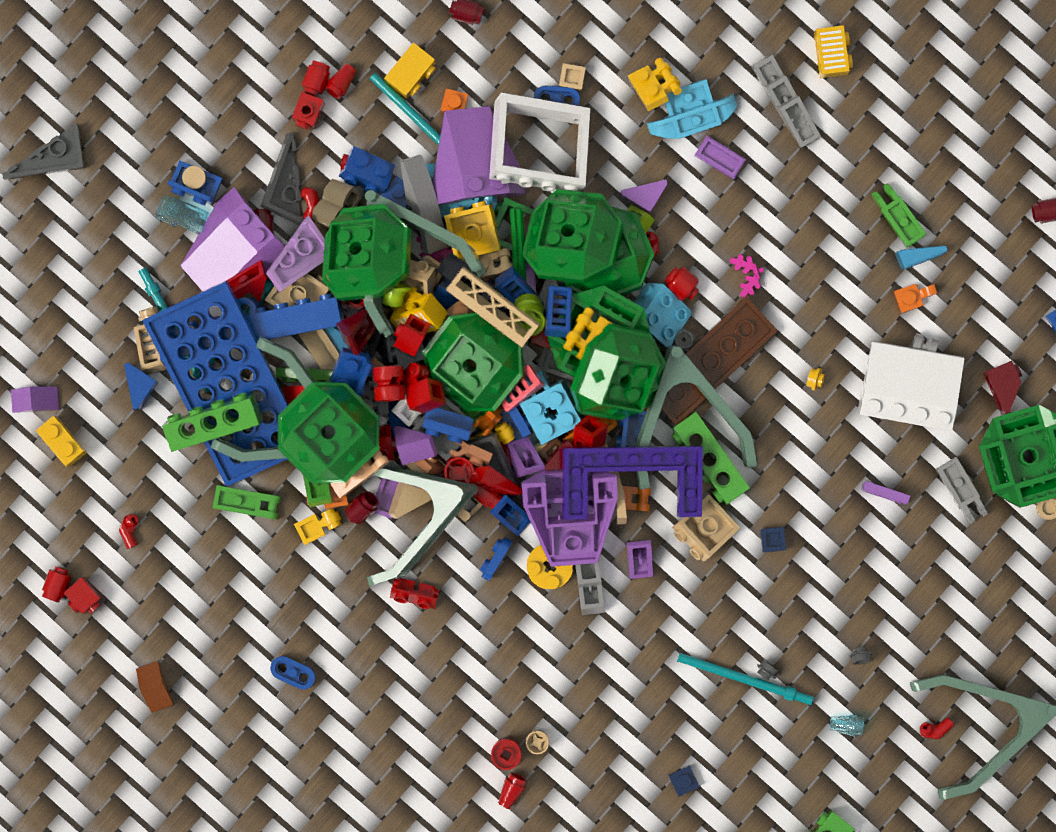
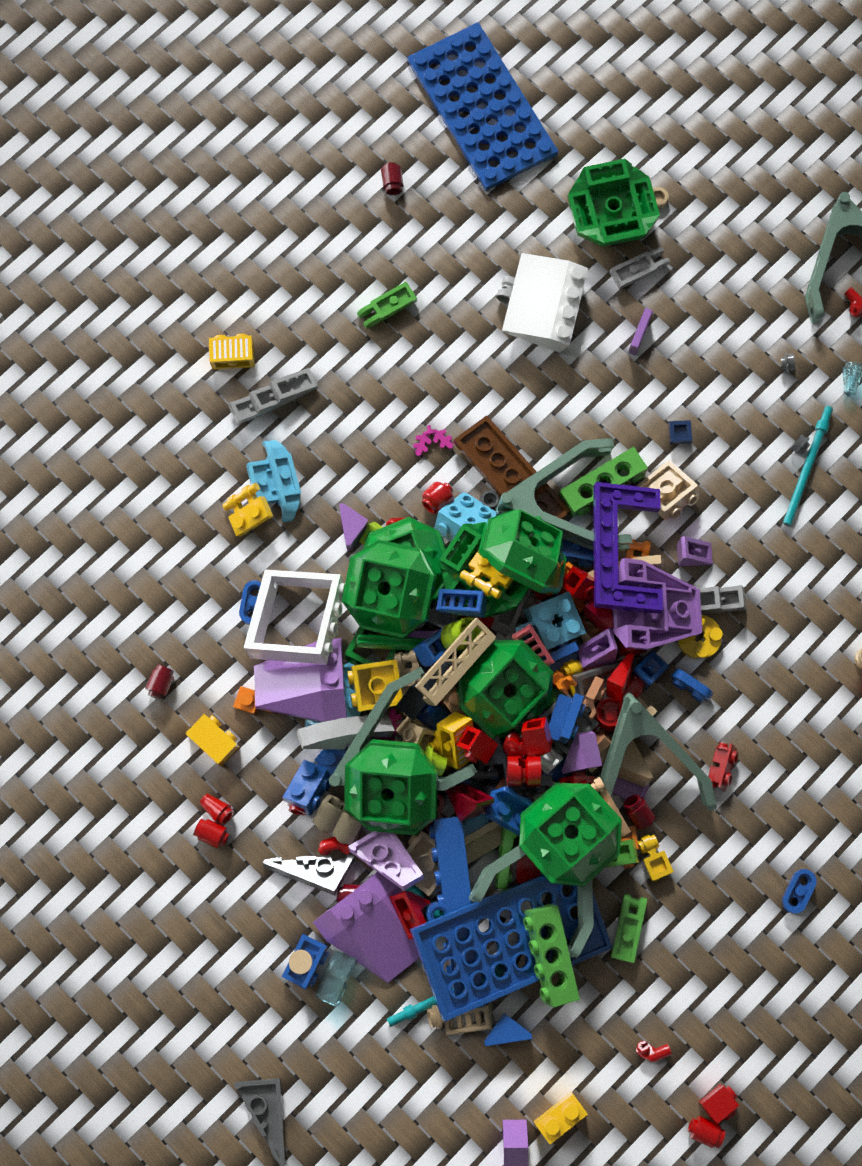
camera: 85 degrees left, 10 degrees down
(154, 687) = (810, 1035): dark orange slope -> none
(307, 111) = (243, 843): red brick -> none
(405, 107) = (249, 746): teal bar -> none
(572, 76) = (232, 586): tan plate -> none
(720, 157) = (321, 458): medium lavender tile -> none
(815, 379) = (533, 385): yellow plate -> none
(911, 298) = (462, 299): orange plate -> none
(912, 257) = (426, 293): dark azure slope -> none
(1004, 385) = (547, 225): dark red slope -> none

